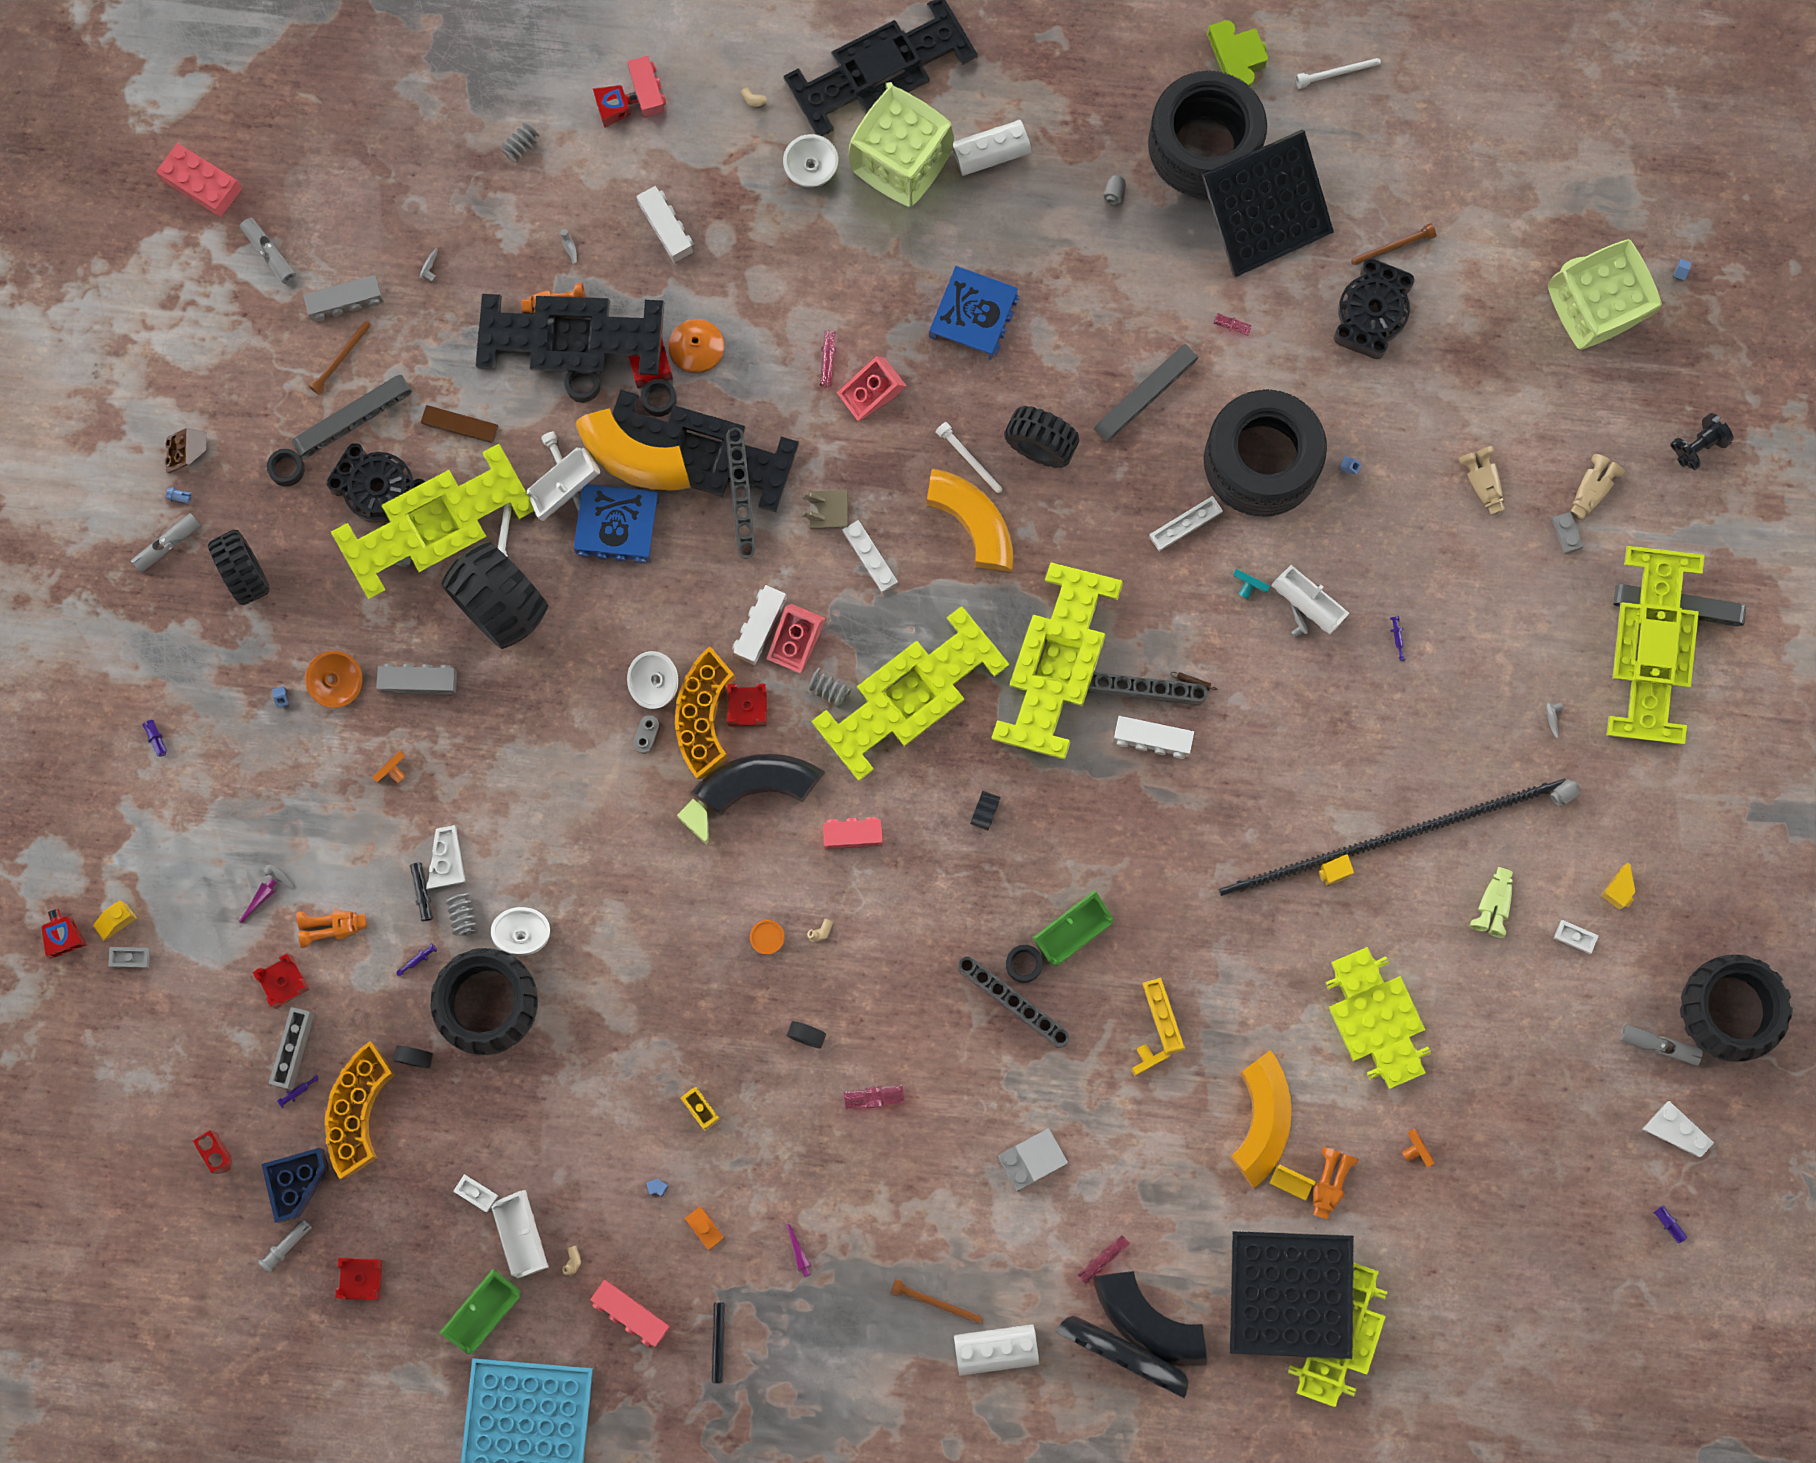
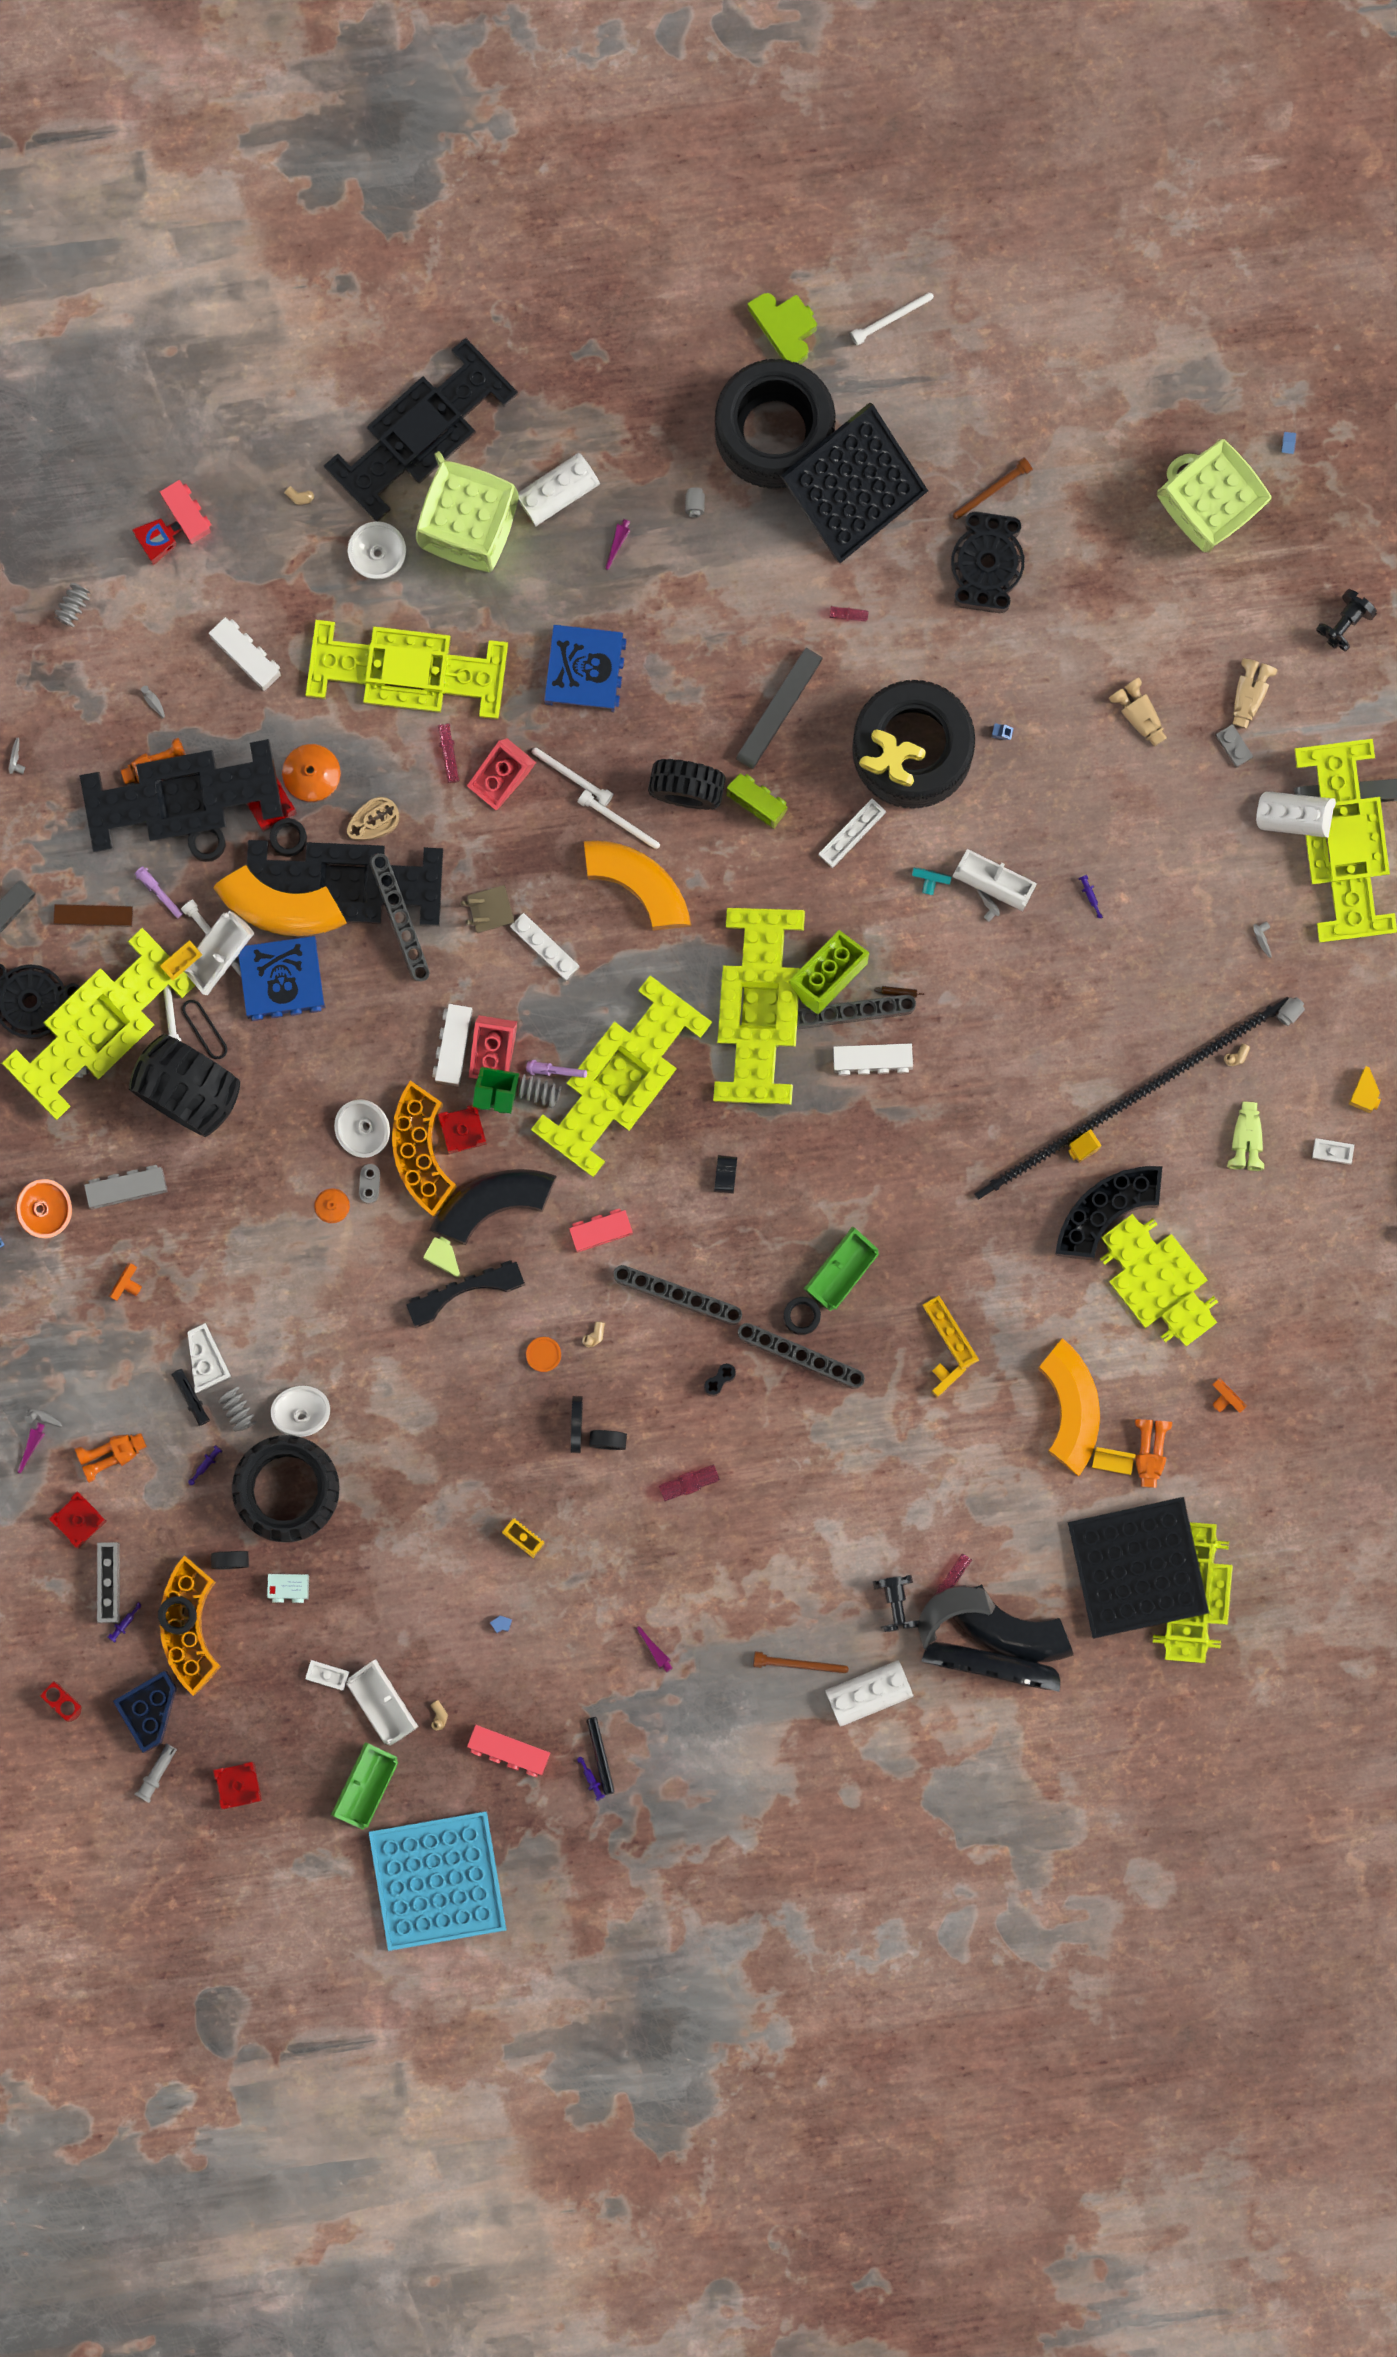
camera: 15 degrees left, 5 degrees up
(330, 1096) = (177, 1600): none -> black tyre
(462, 1097) = (288, 1587): none -> light aqua brick
(521, 410) = (152, 885): none -> lavender pin
(525, 556) = (199, 1036): none -> black piece
(526, 481) = (181, 960): none -> yellow tile
(605, 746) = (332, 1205): none -> orange piece
(667, 865) = (426, 1309): none -> black arch
(702, 1364) = (591, 1780): none -> dark purple piece
(704, 1228) = (557, 1651): orange tile -> none
(747, 411) = (370, 809): none -> tan piece
(780, 1011) = (576, 1424): none -> black piece
(787, 675) = (495, 1090): none -> green piece
(813, 266) = (409, 661): none -> neon yellow piece
(830, 664) = (534, 1067): none -> lavender pin
(904, 905) = (670, 1287): none -> dark grey beam
(929, 1005) = (720, 1380): none -> black axle
(961, 432) = (603, 796): none -> white piece
(1032, 1159) = (858, 1503): light grey slope -> none
(1038, 203) = (620, 535): none -> magenta piece
(1046, 1260) = (895, 1595): none -> black piece
(1096, 1282) = (950, 1603): none -> dark grey windscreen
(1103, 470) = (757, 800): none -> lime slope
(1132, 644) = (829, 971): none -> lime slope
(1243, 455) = (892, 758): none -> light yellow piece
(1342, 931) = (1104, 1204): none -> black brick
(1503, 825) = (1237, 1058): none -> tan arm
(1613, 608) = (1295, 814): none -> white container

